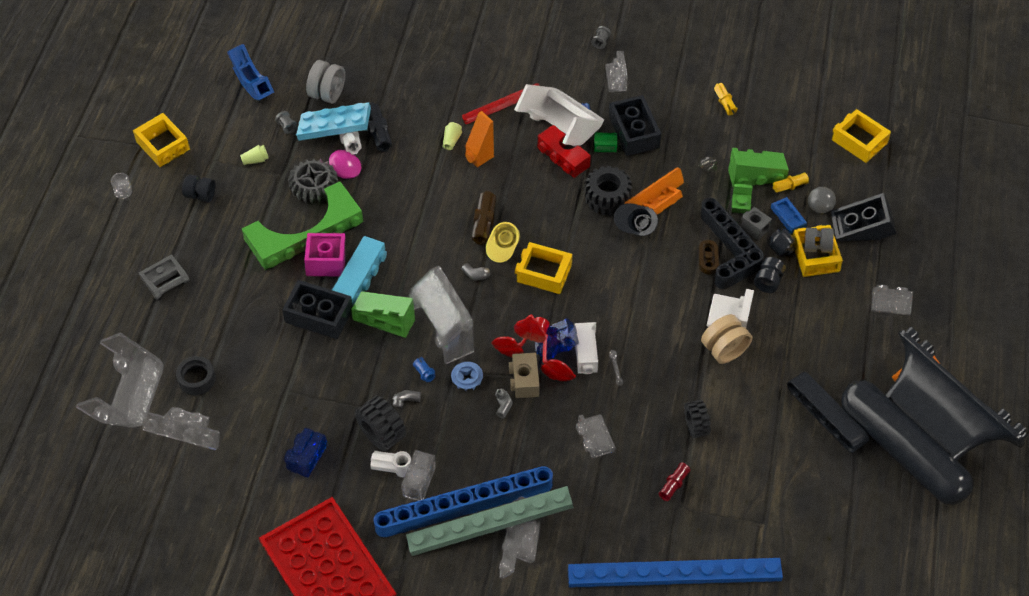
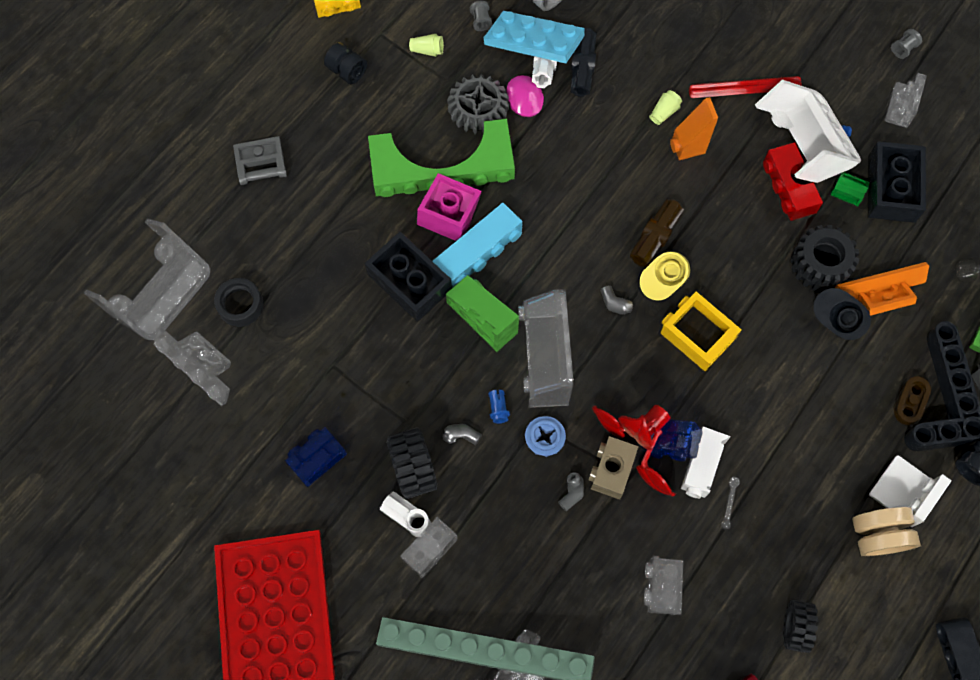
camera: 25 degrees right, 15 degrees up
(121, 185) = (263, 26): clear wheel -> none
(456, 508) = (455, 598): blue beam -> none

